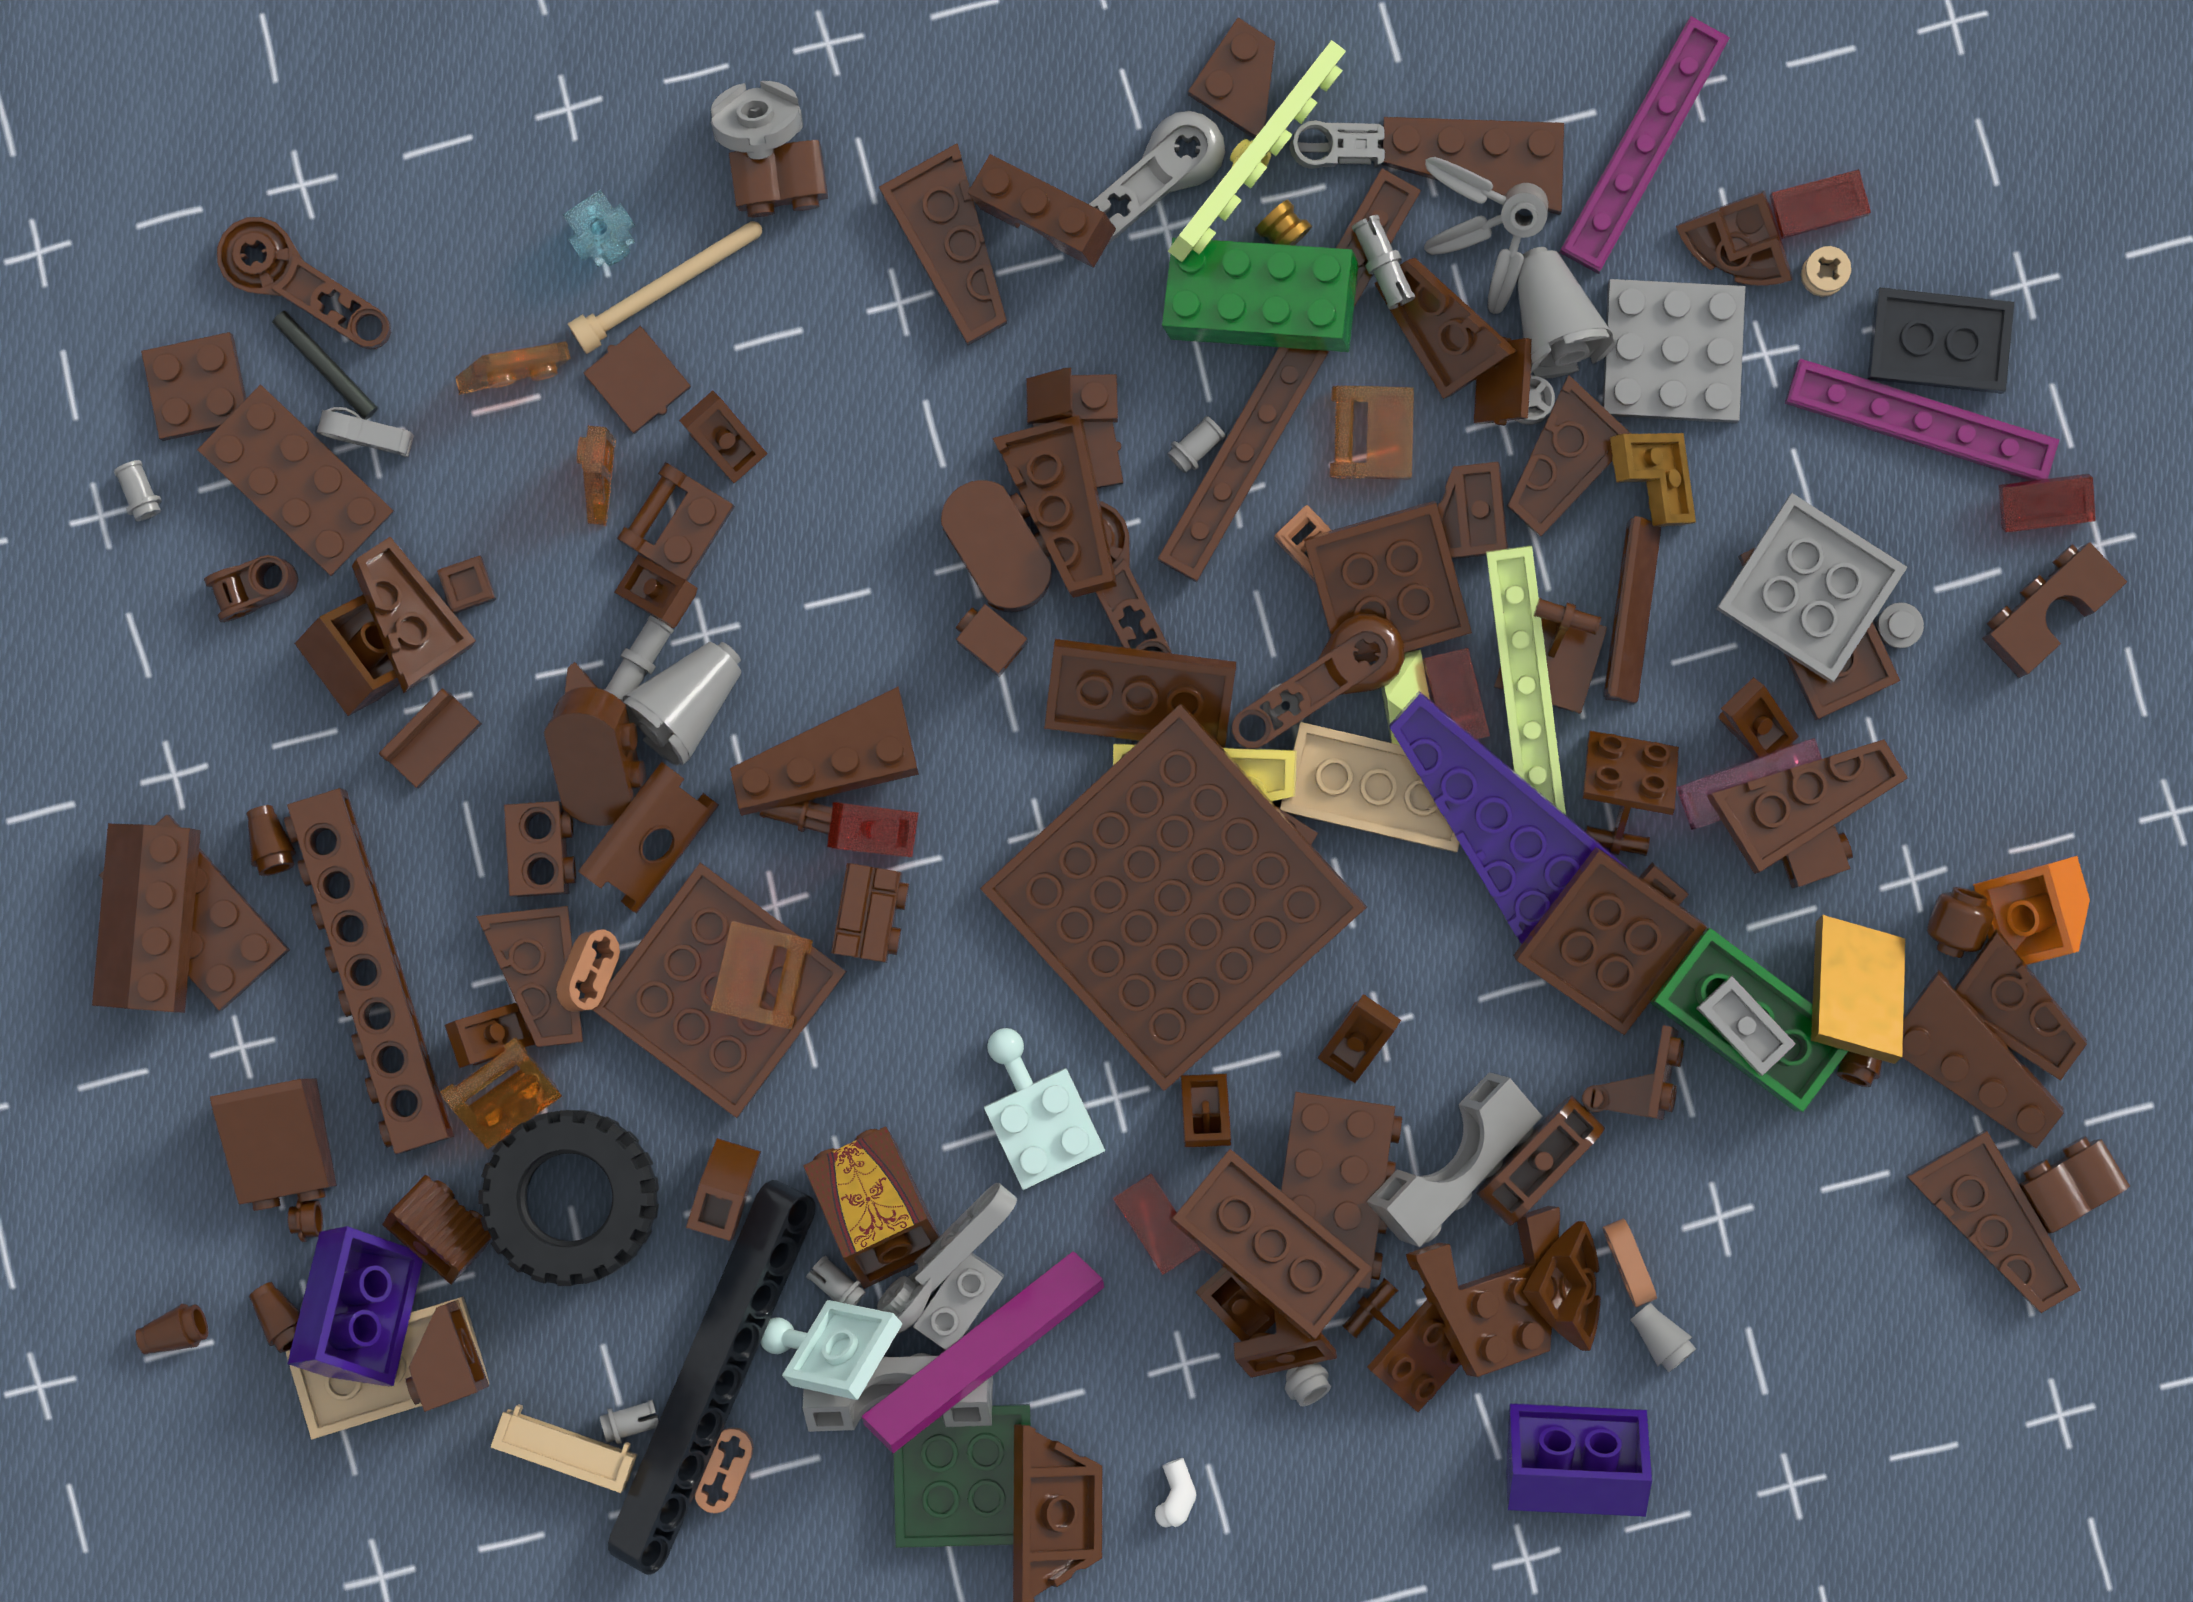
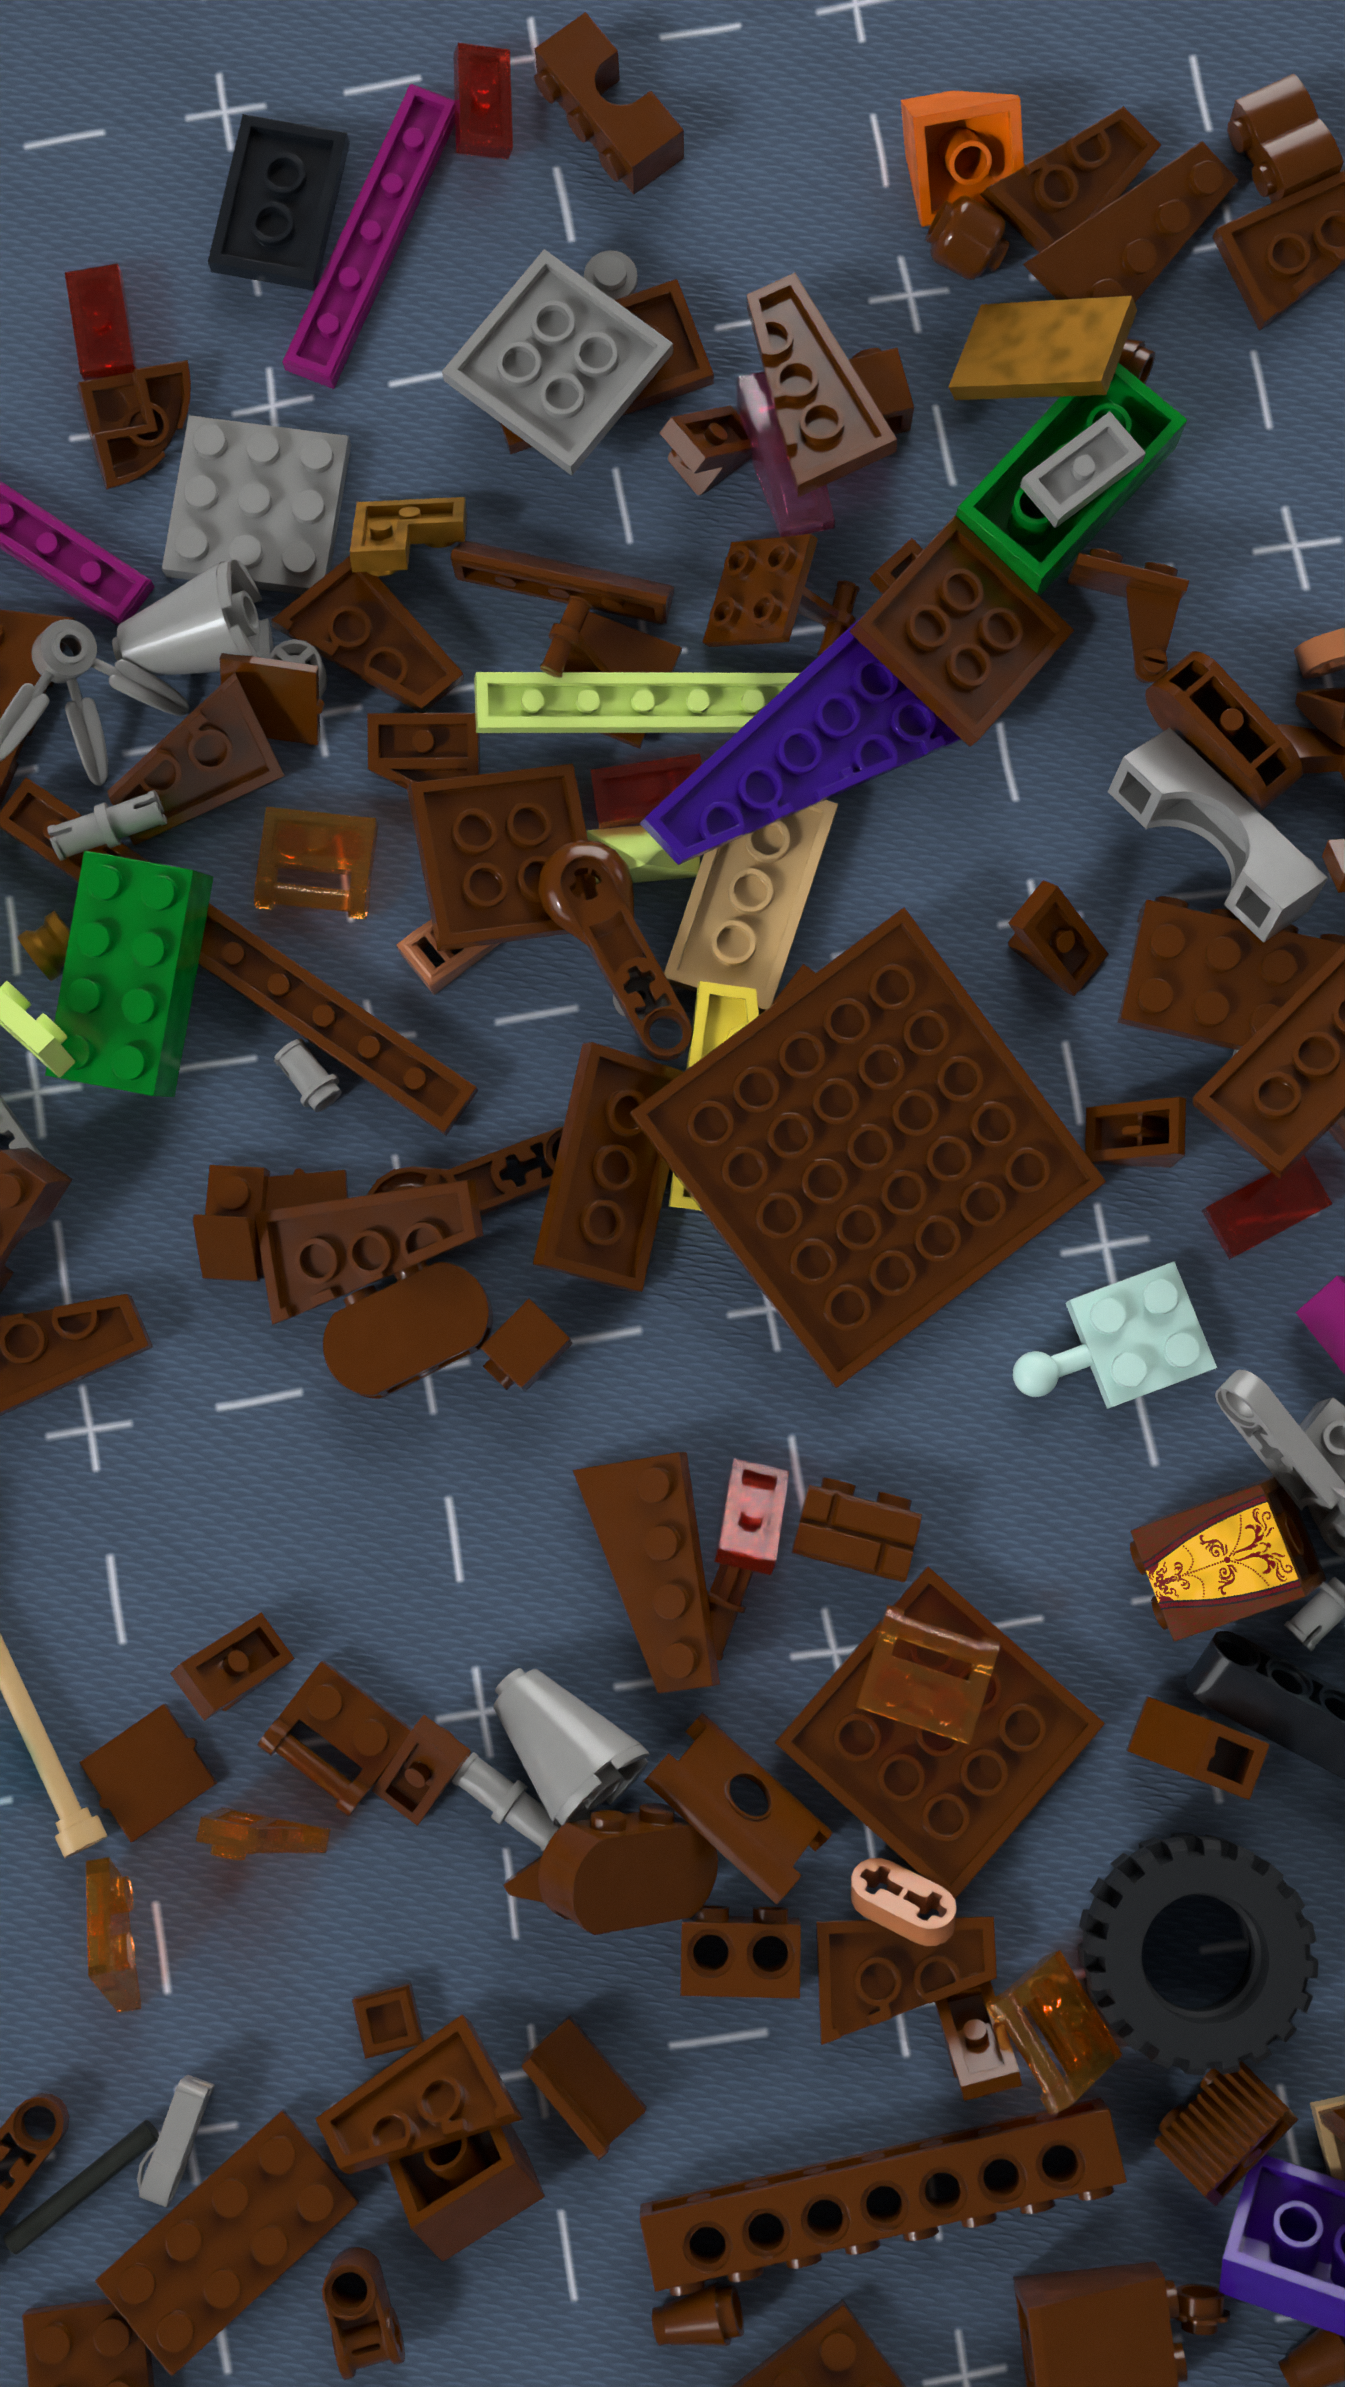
camera: 80 degrees left, 5 degrees down
(1818, 277) = (179, 336): tan wheel -> none

